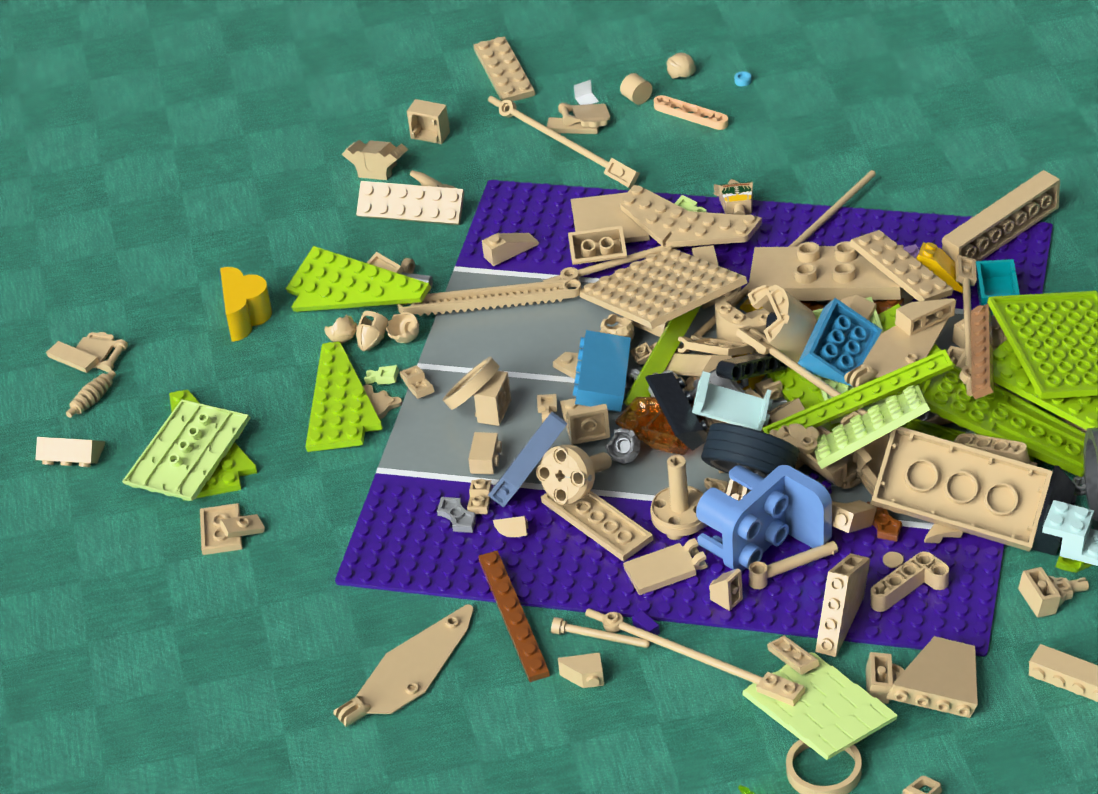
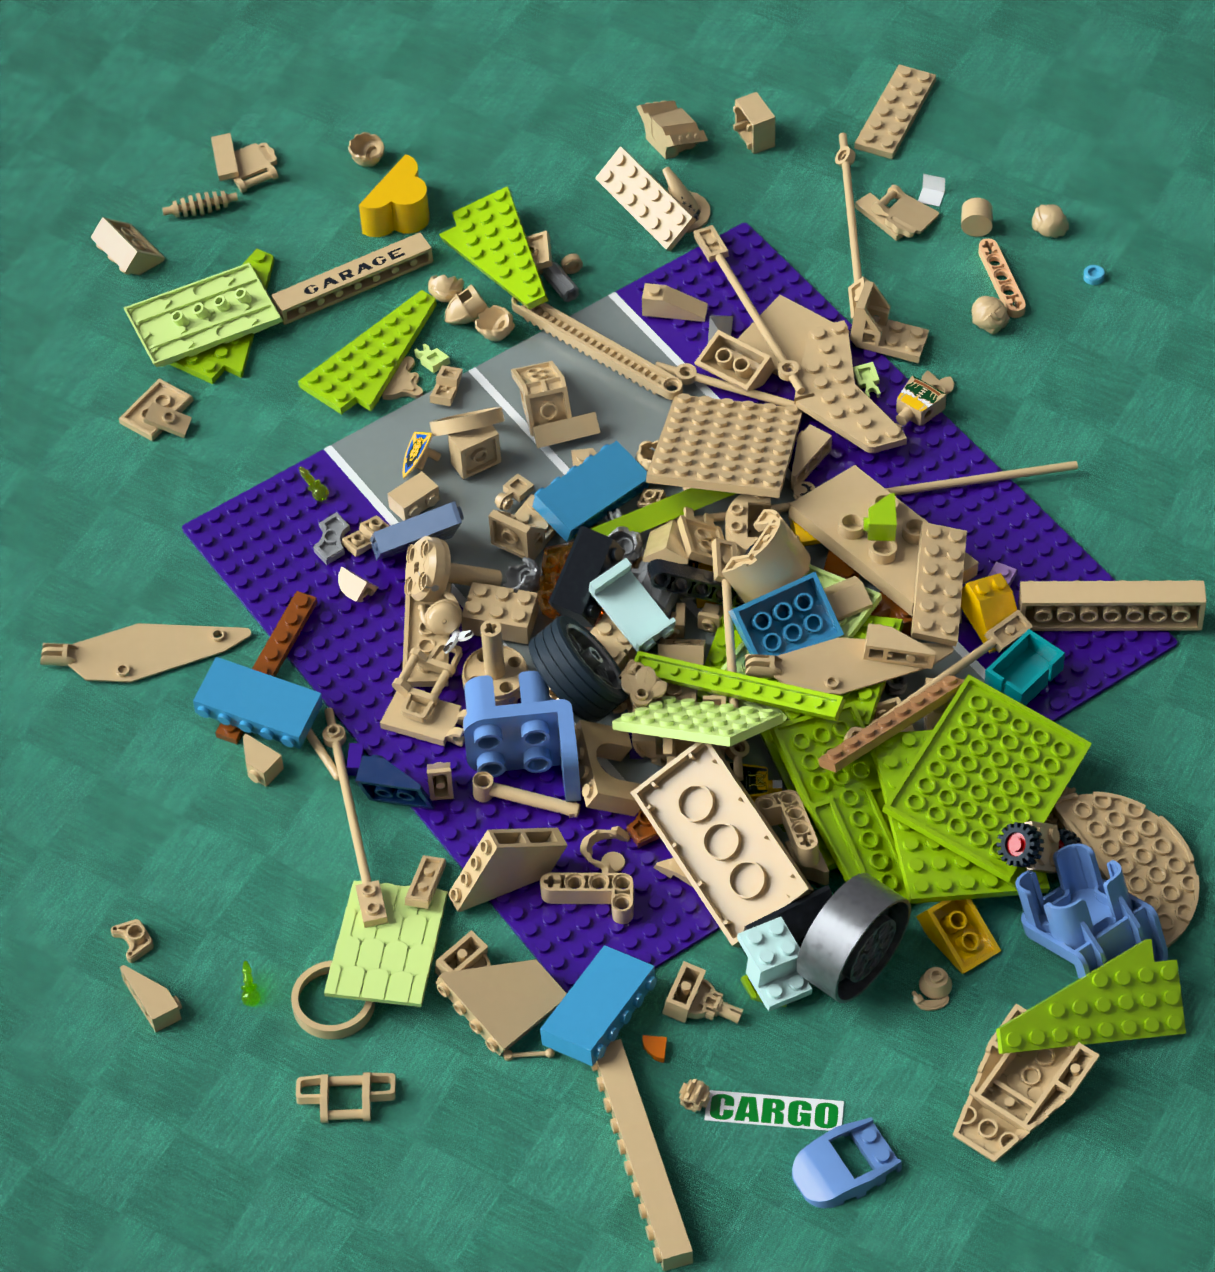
camera: 40 degrees right, 10 degrees up
(176, 290) = (366, 149): none -> tan hair
(265, 363) = (352, 278): none -> tan brick
(410, 495) = (319, 491): none -> clear neon green bar
(452, 425) = (418, 453): none -> shield
(497, 201) = (715, 250): none -> tan bar
(497, 338) = (542, 393): none -> tan bracket
(534, 352) = (566, 430): none -> tan tile
(543, 633) = (257, 703): none -> dark azure brick
(556, 242) = (721, 323): none -> light grey slope
(613, 496) = (450, 611): none -> tan hair
(627, 531) = (429, 663): none -> tan bar
(633, 475) = (512, 610): none -> tan piece
(659, 180) = (882, 334): none -> tan bracket
(701, 612) = (388, 784): none -> dark blue slope
(712, 131) = (989, 314): none -> tan hair
(828, 253) = (881, 520): none -> lime slope
(880, 564) = (598, 835): none -> tan helmet
(999, 691) = (509, 1055): none -> tan hinge
(1005, 634) = (598, 1005): none -> dark azure brick
(1058, 637) = (655, 1047): none -> orange tile

